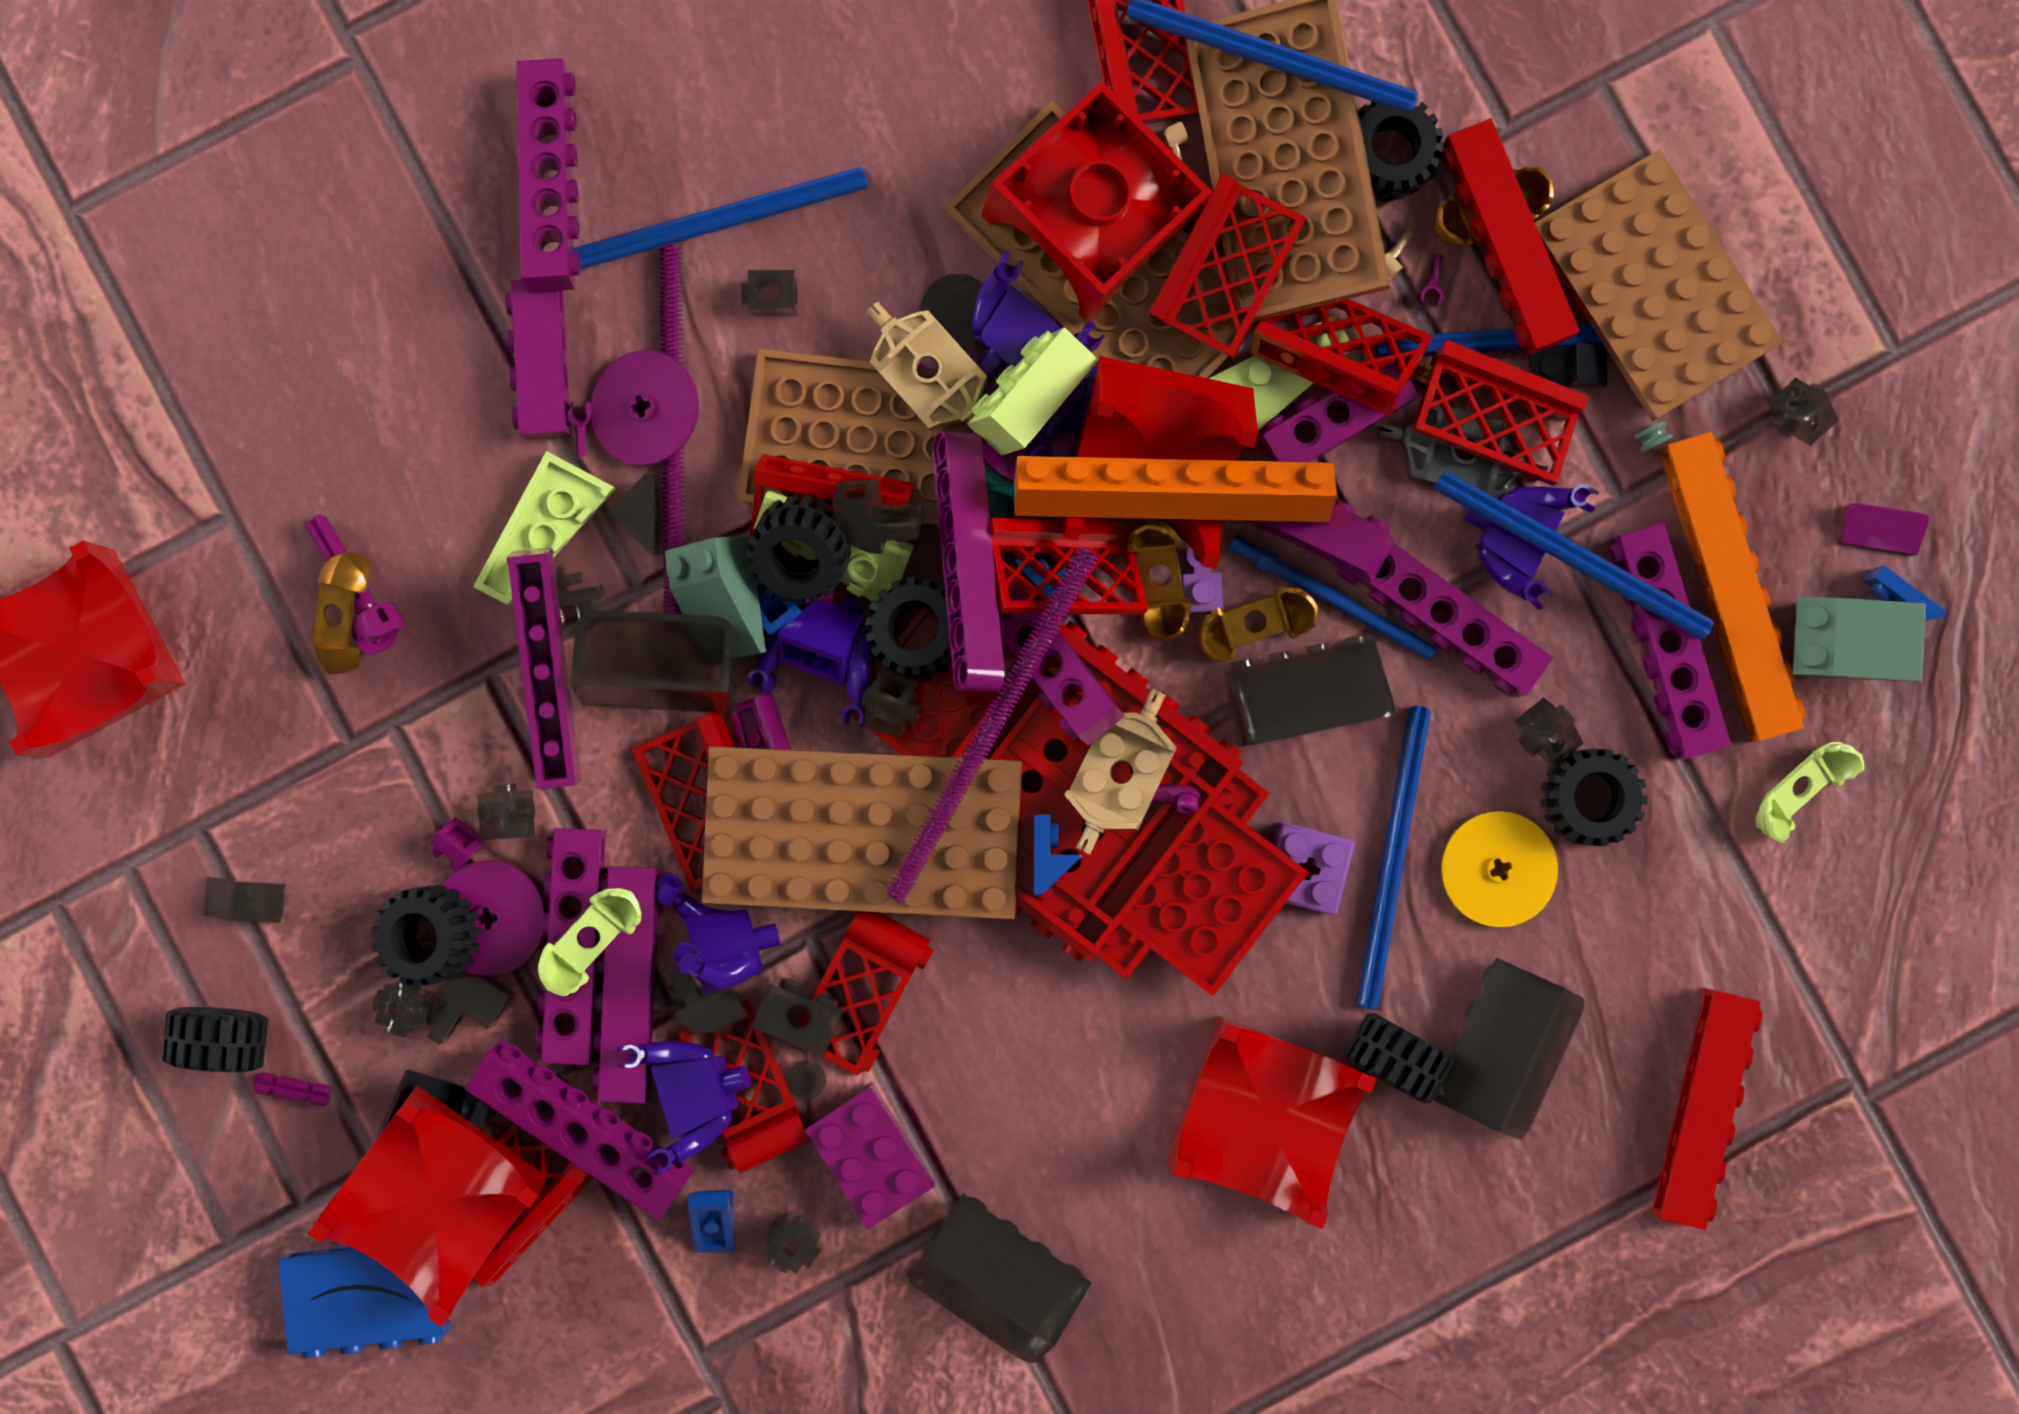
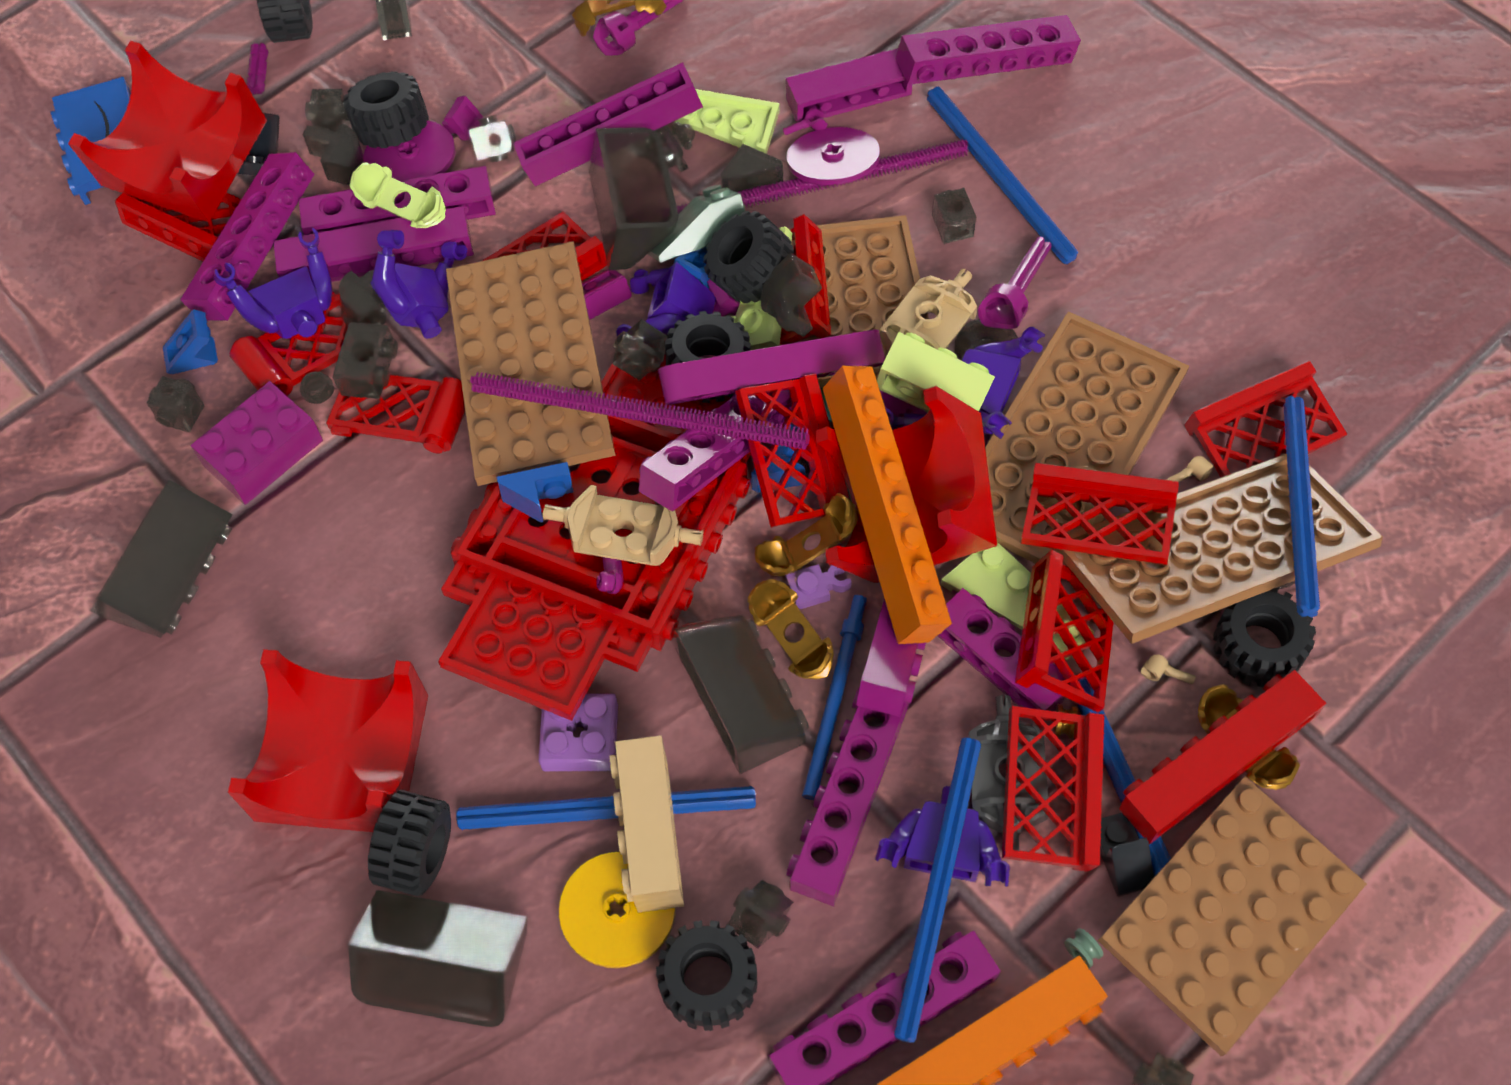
camera: 80 degrees right, 25 degrees down
(923, 275) = (1006, 303): none -> magenta piece
(1097, 196) = (1119, 392): red piece -> none
(1433, 281) = (1153, 711): magenta hand -> none
(1450, 818) = (648, 823): none -> tan brick

